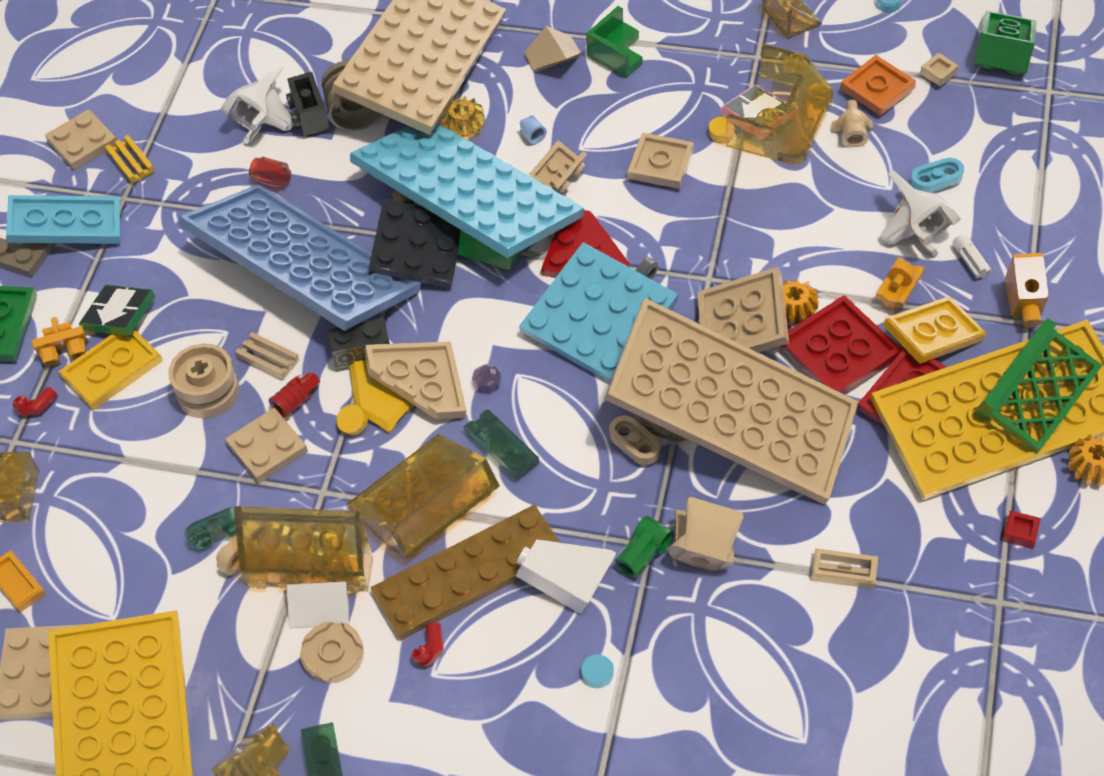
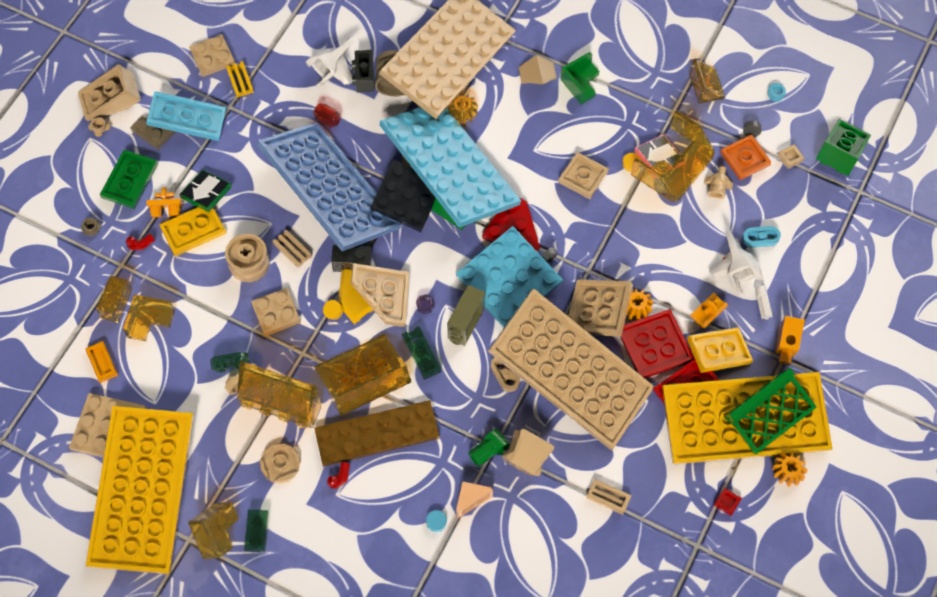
camera: 10 degrees right, 10 degrees up
(67, 493) = (146, 312): none -> clear yellow panel
(293, 394) = (301, 281): red hinge -> none
(317, 603) = (279, 430): white sticker -> none
(532, 129) = (506, 129): light blue hose -> none
(553, 374) = (466, 315): none -> olive window
(558, 166) = (513, 163): tan bracket -> none
(564, 571) = (434, 452): white slope -> none
(642, 619) = (471, 497): none -> light nougat slope
(873, 46) = (753, 128): none -> dark grey tile

